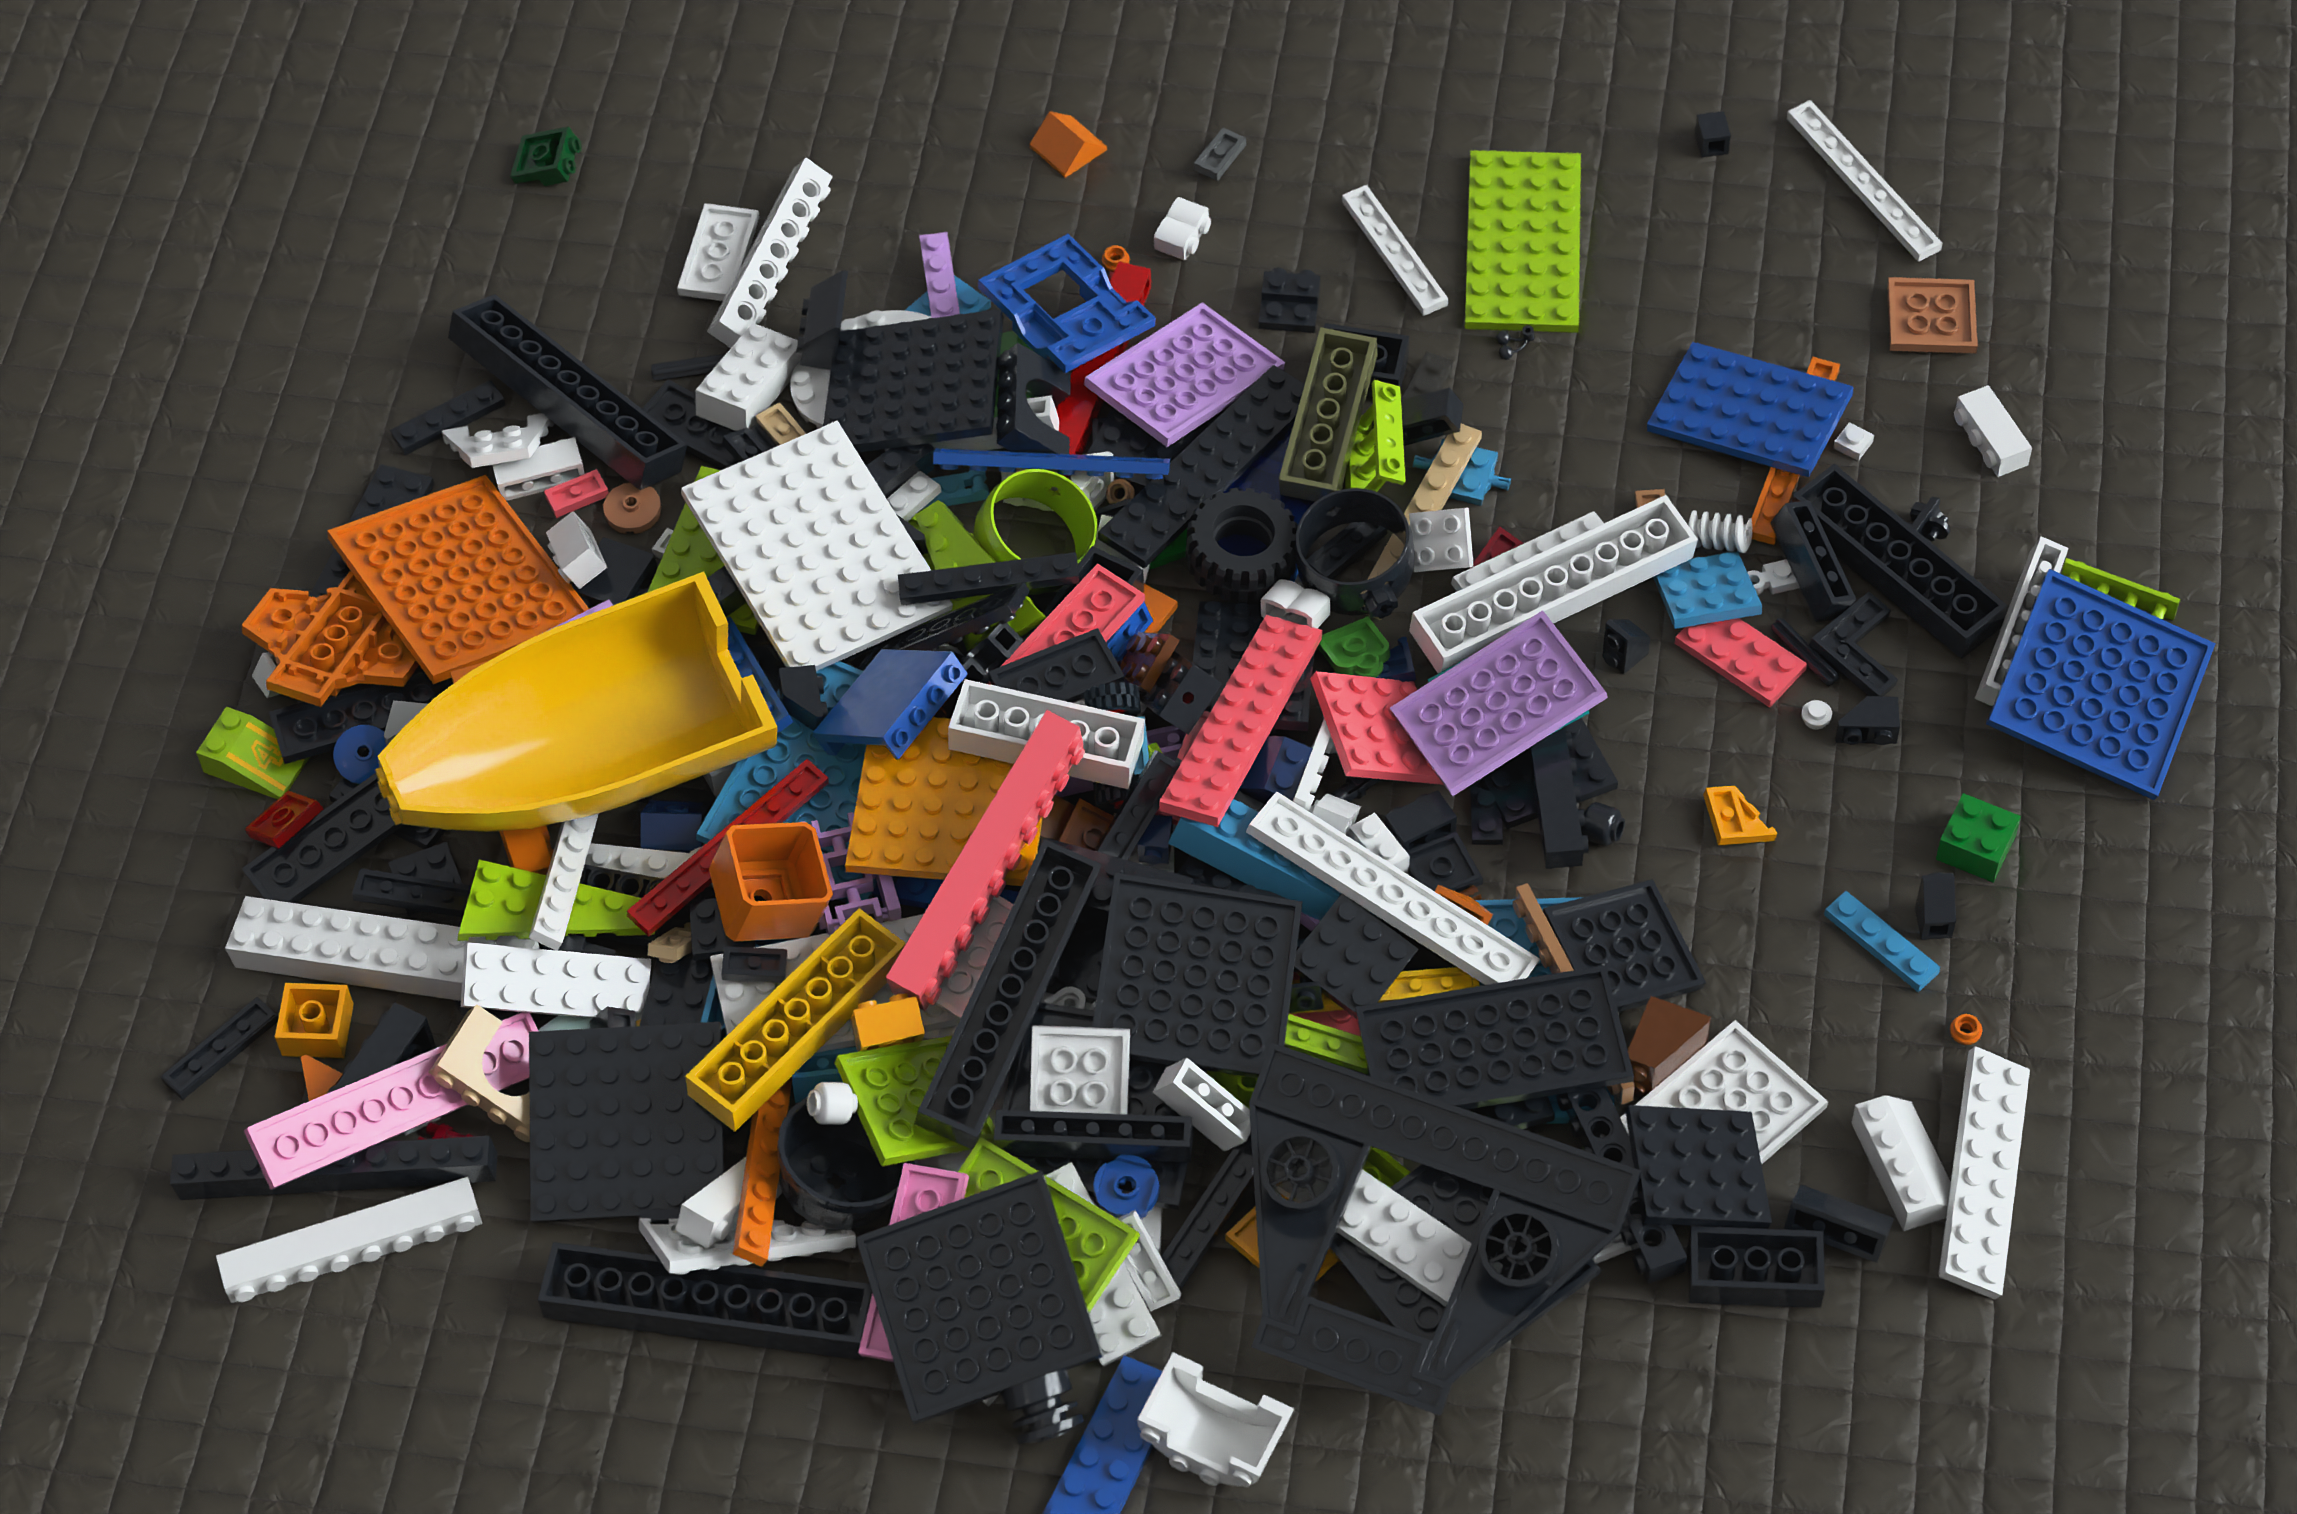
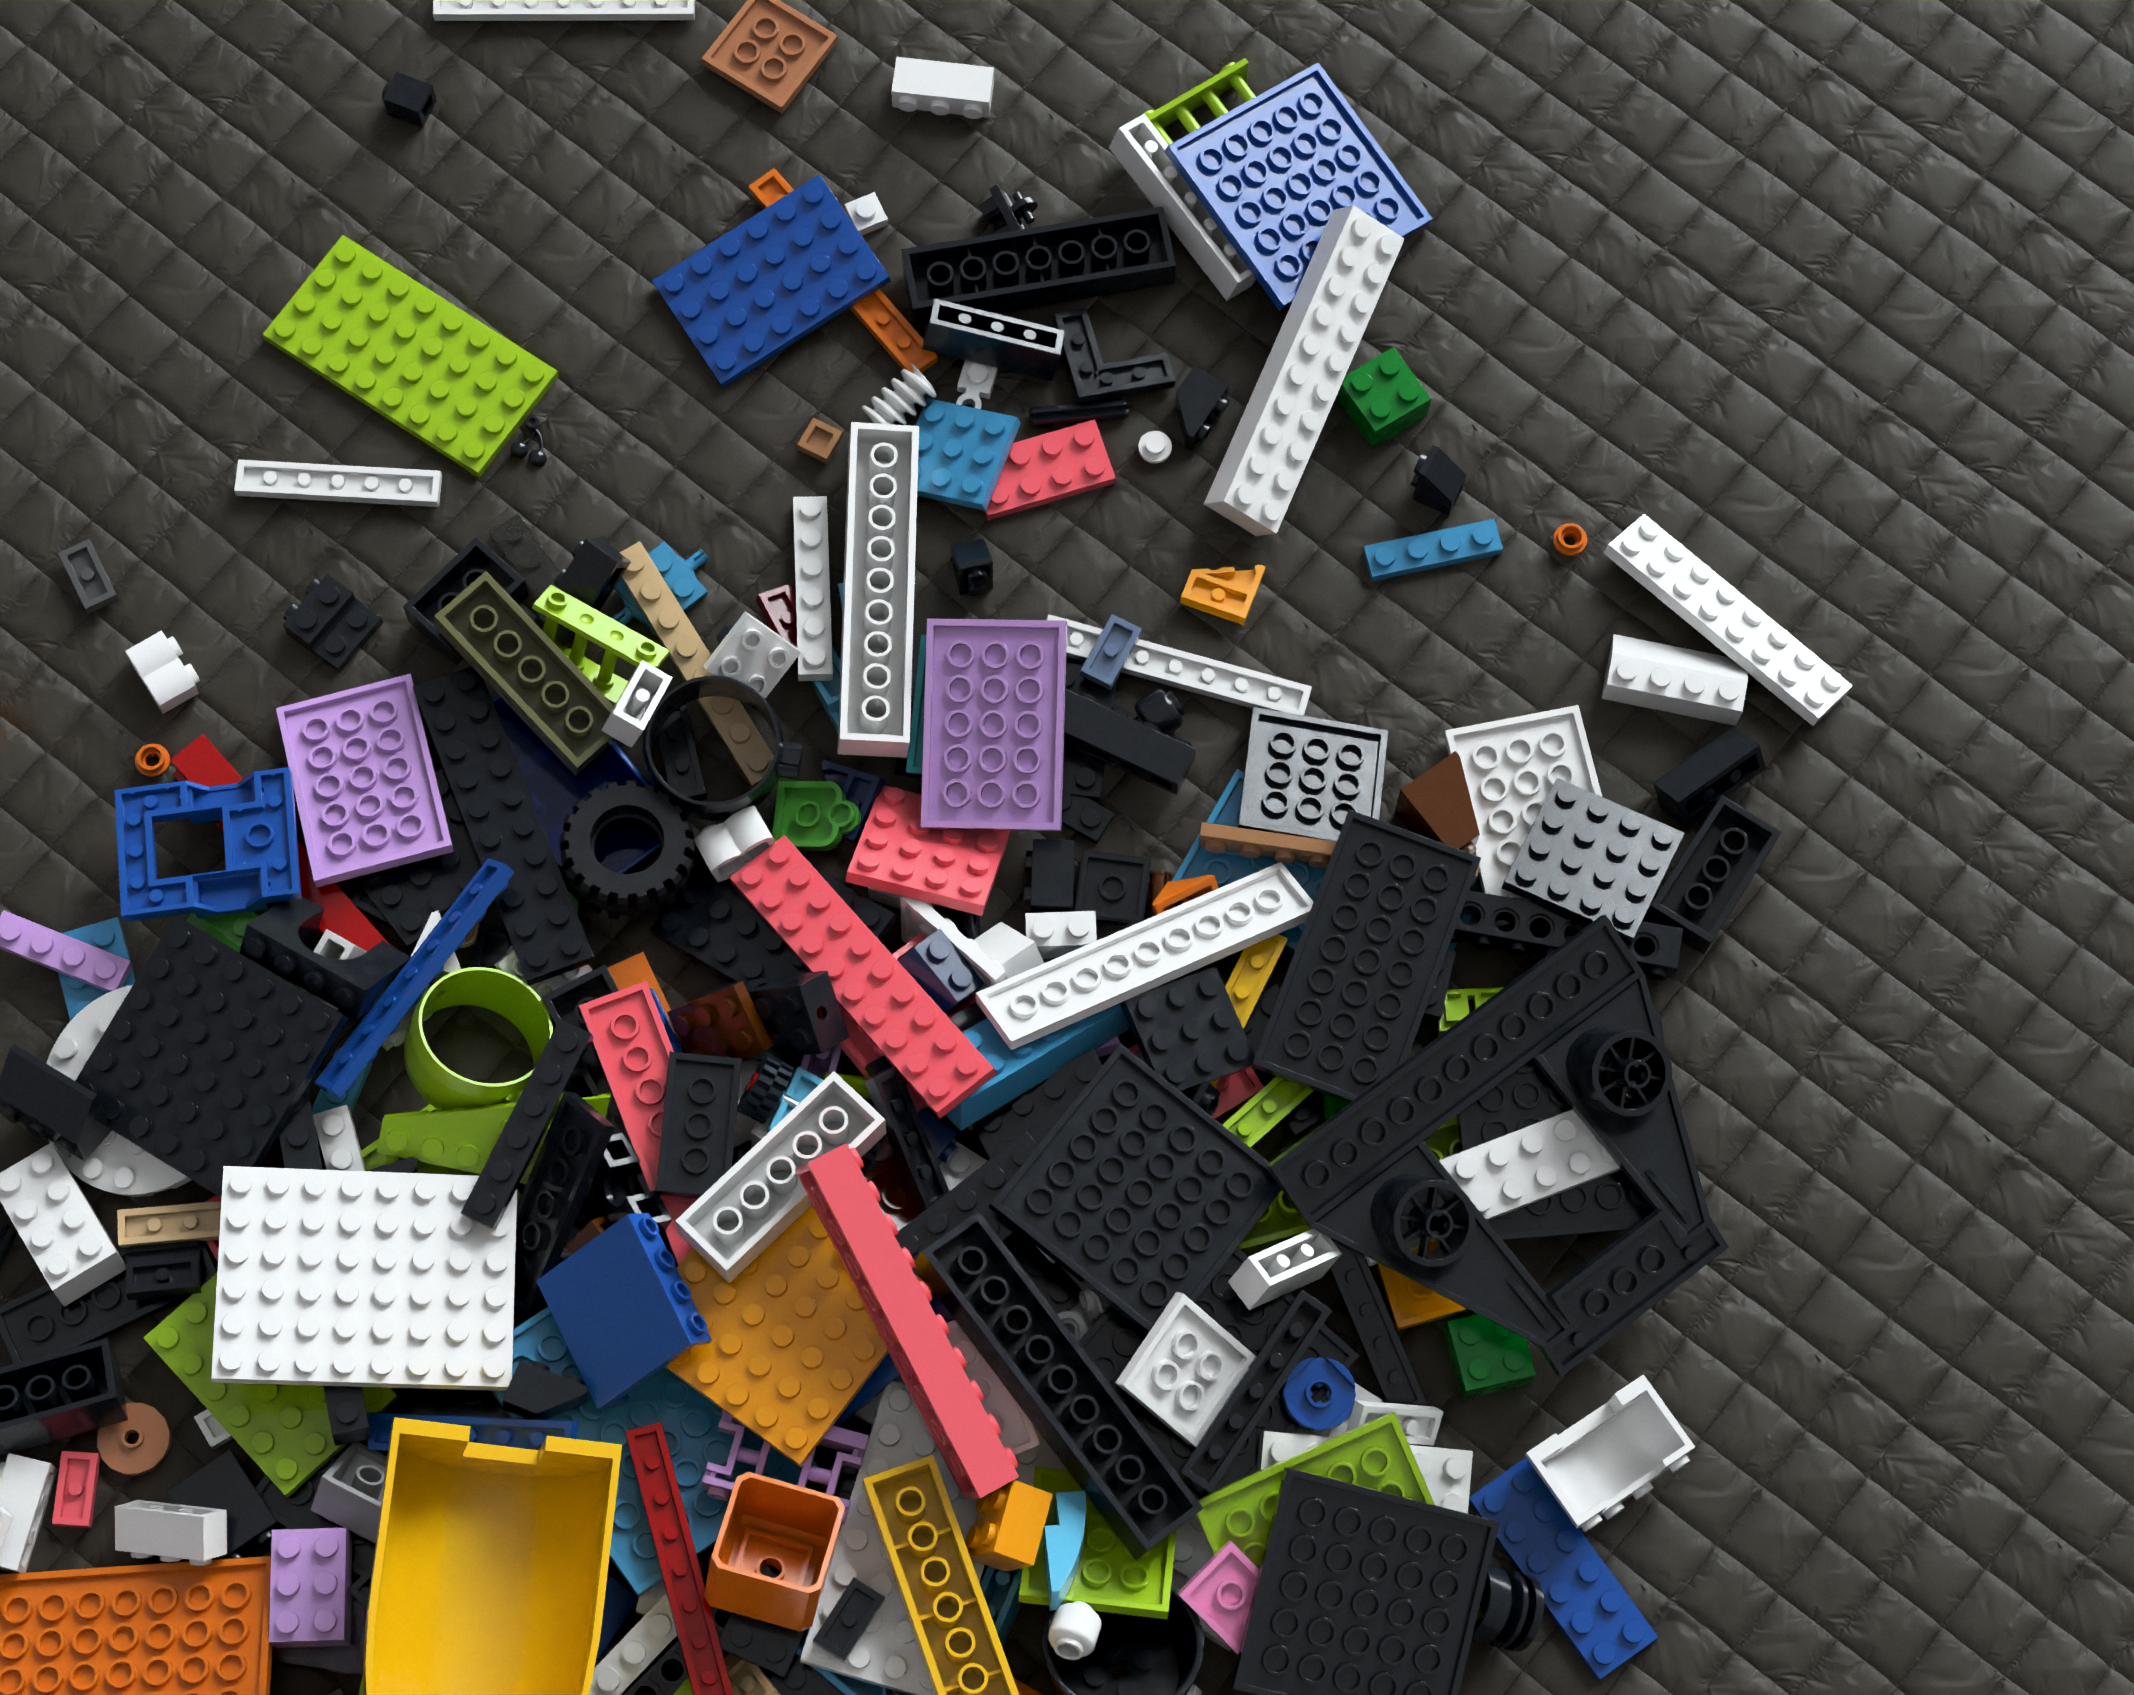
camera: 65 degrees left, 15 degrees up
(891, 1066) = (1064, 1544): none -> medium azure slope
(1236, 1306) = (1487, 1356): none -> green brick
(1346, 474) = (636, 703): none -> white brick
(1623, 762) = (1111, 652): none -> sand blue plate
(1648, 817) = (1196, 673): none -> white plate
(1950, 763) = (1304, 371): none -> white brick

